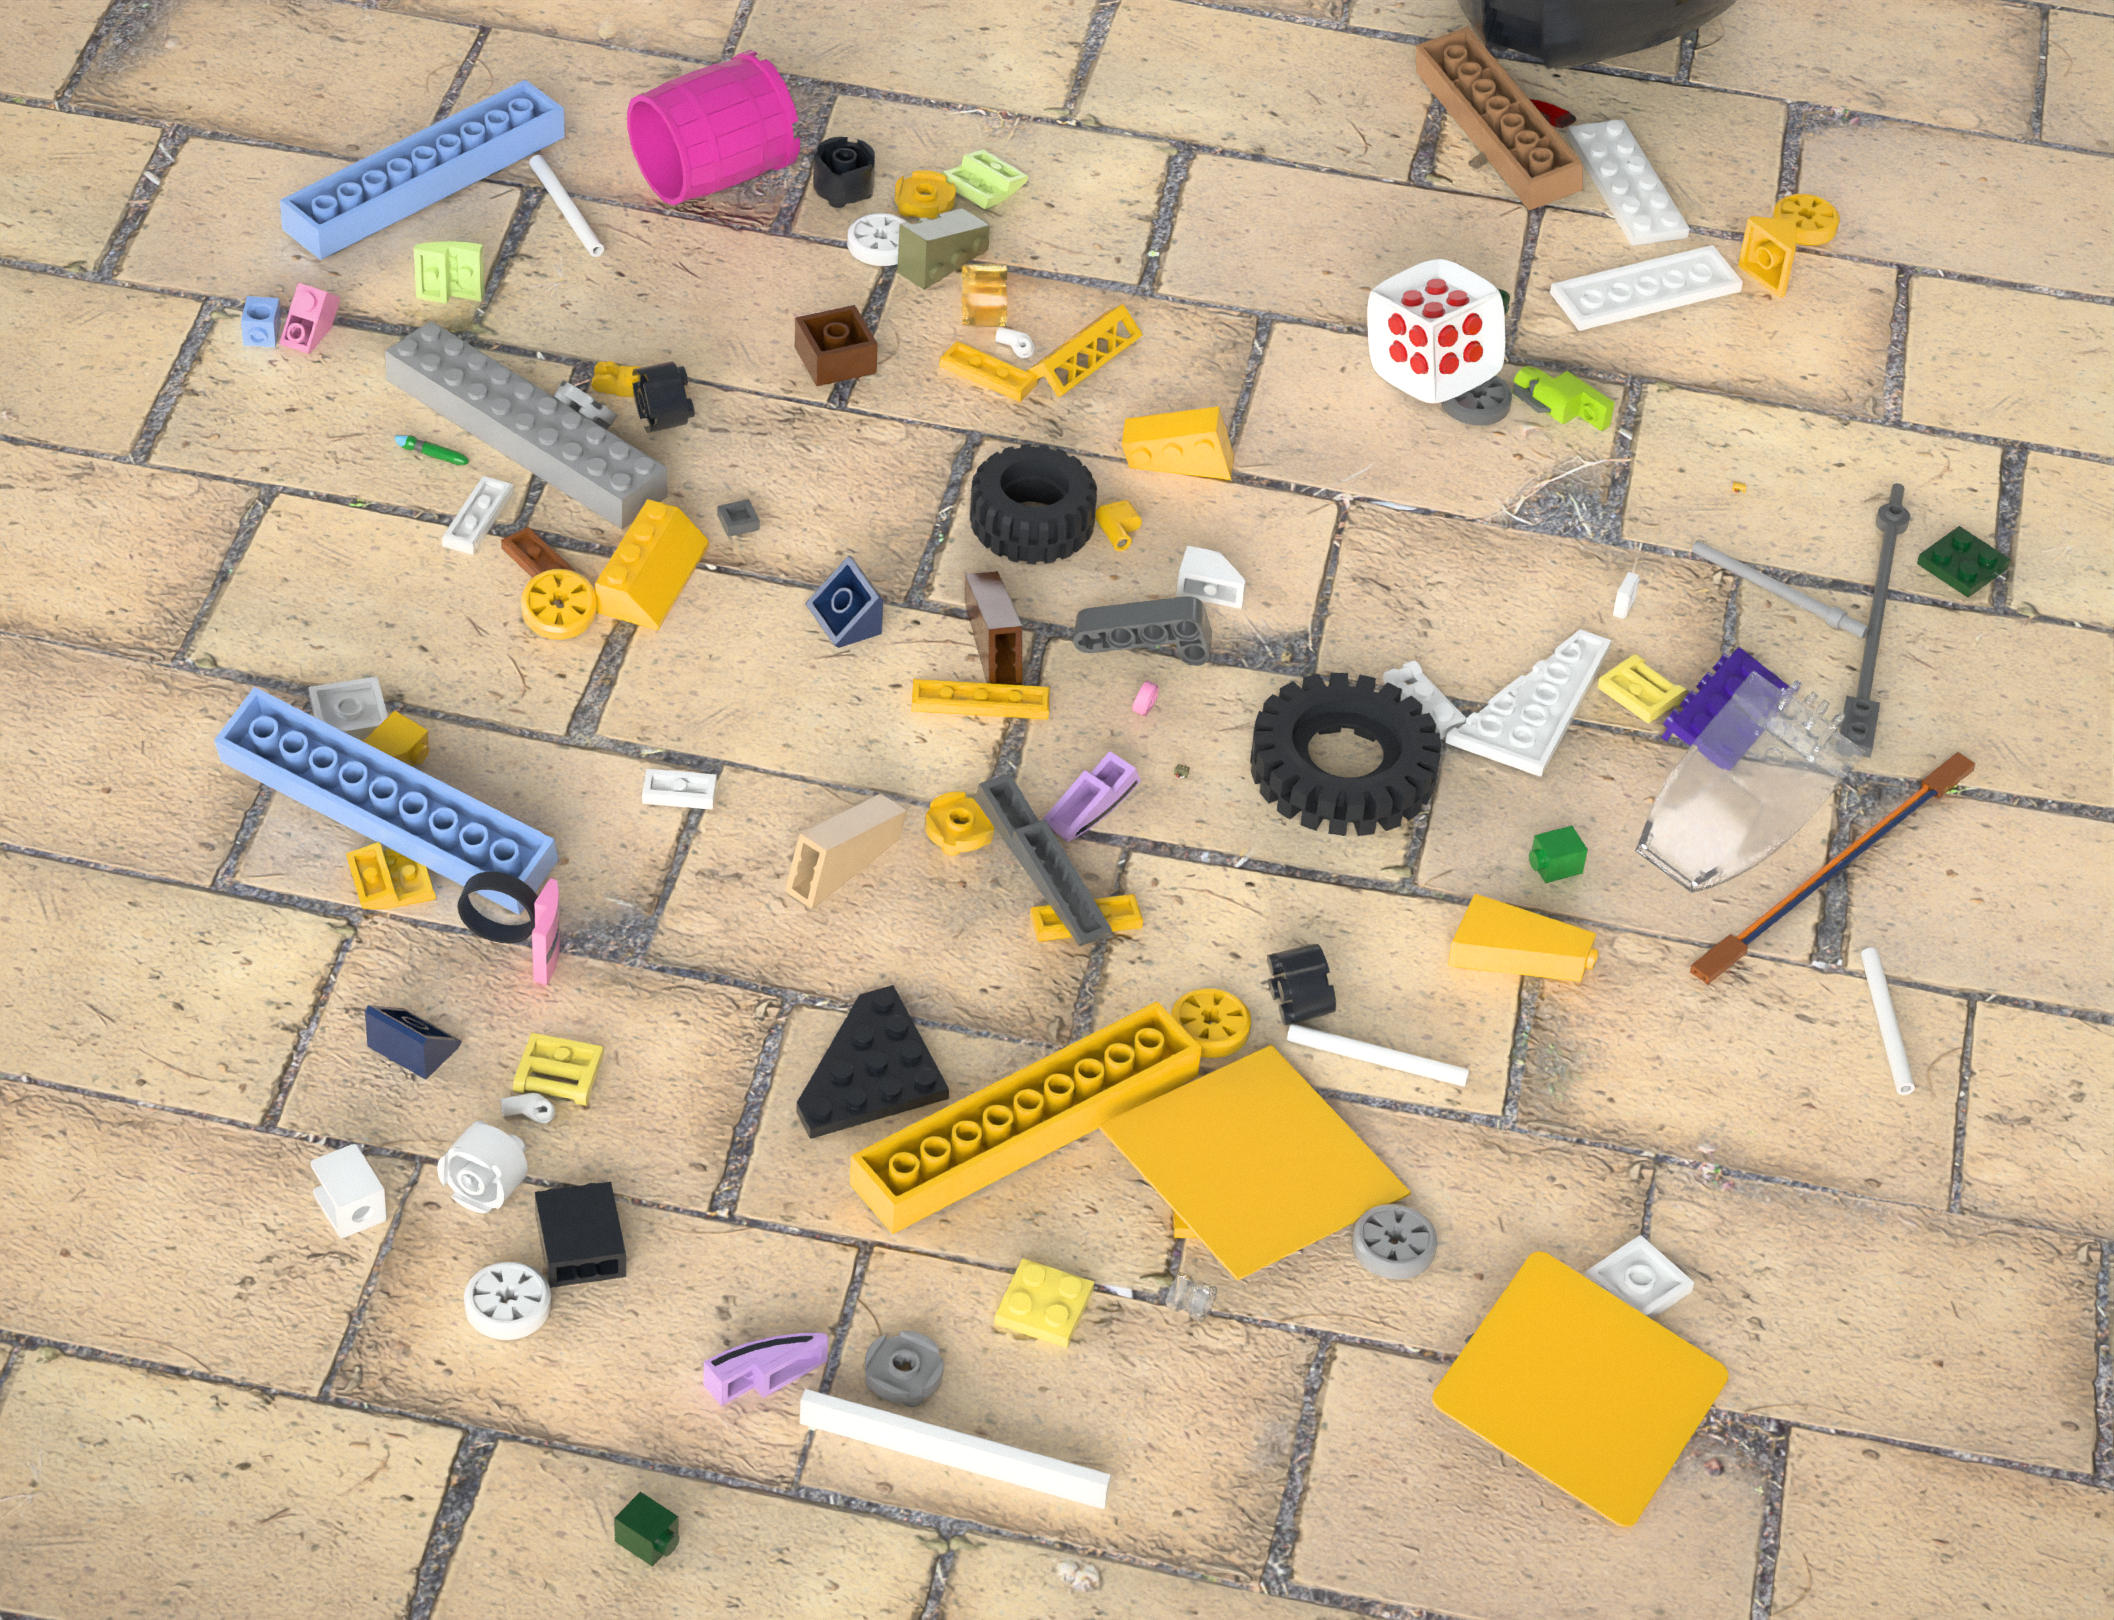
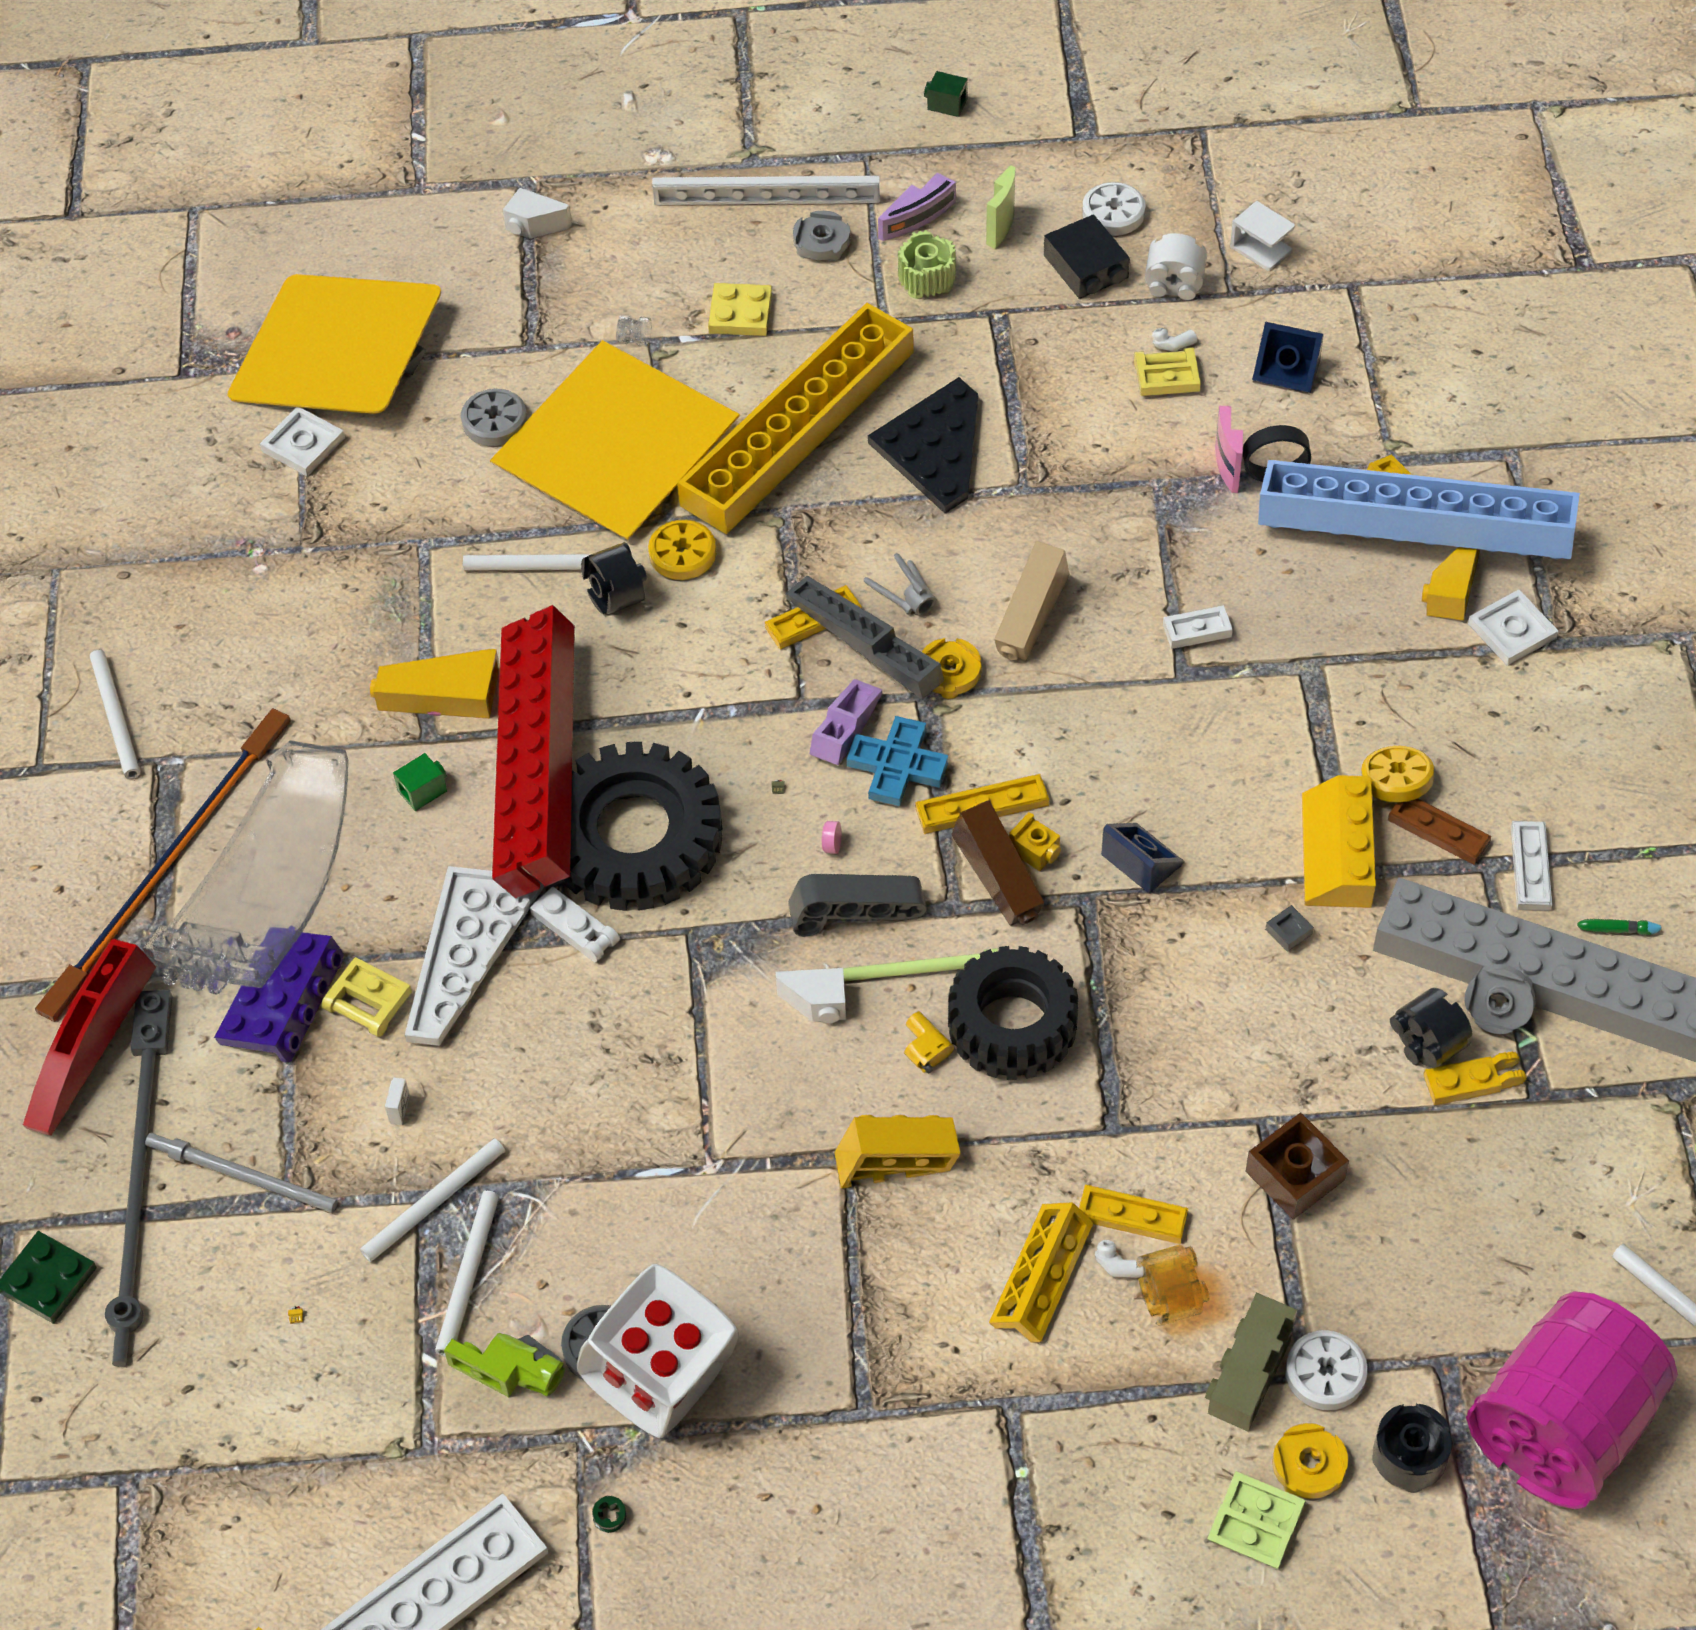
camera: 170 degrees right, 10 degrees up
(660, 1304) = (1001, 208): none -> yellowish green slope
(789, 1269) = (926, 265): none -> yellowish green brick
(941, 637) = (1035, 842): none -> yellow brick
(966, 898) = (917, 595): none -> light grey plant
(1031, 570) = (908, 967): none -> yellowish green bar
(1050, 748) = (897, 761): none -> dark azure plate
(1278, 1501) = (535, 215): none -> white slope
(1432, 822) = (534, 753): none -> red piece
(1582, 472) = (468, 1270): none -> white piece
(1604, 527) = (432, 1200): none -> white piece
(1921, 722) = (87, 1031): none -> red wedge

